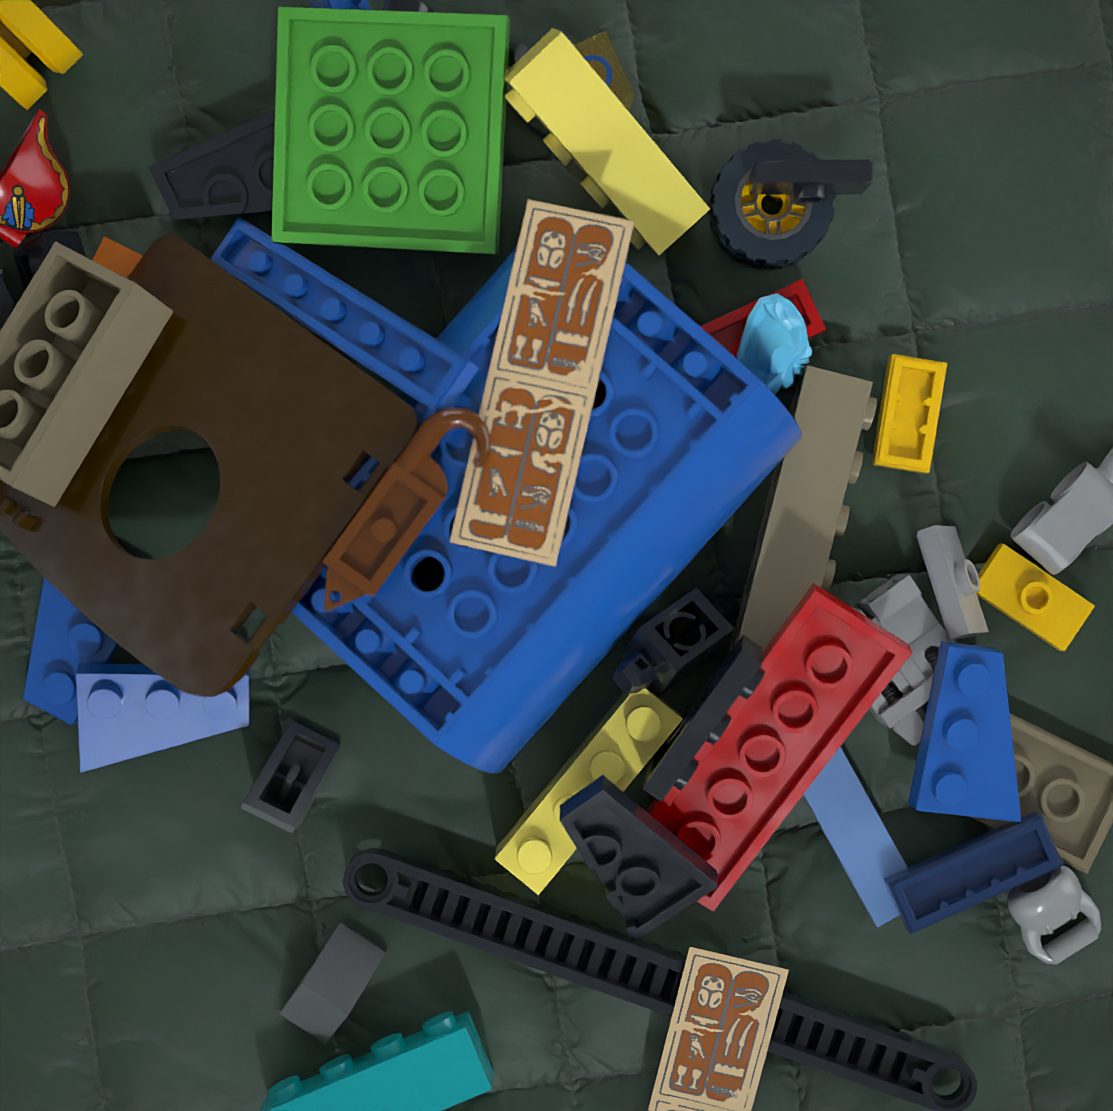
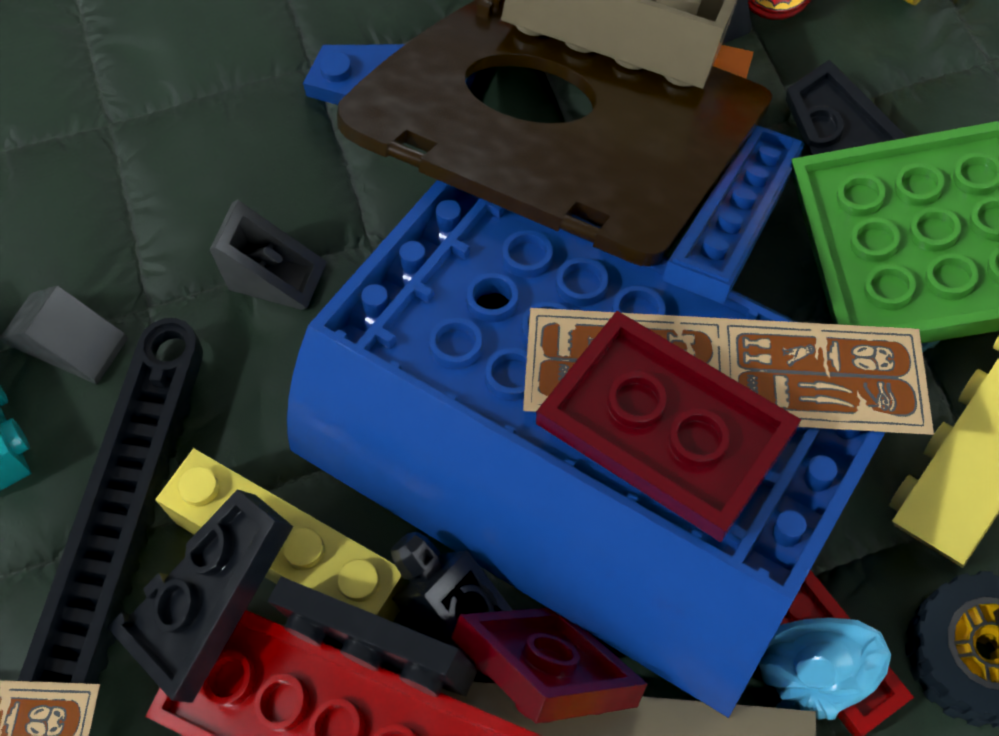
camera: 80 degrees right, 25 degrees down
(137, 712) = (328, 166): wing -> none
(397, 509) = (555, 245): reddish brown plate -> none
(598, 448) = (668, 424): none -> dark red plate
(745, 577) = (547, 664): none -> dark red plate

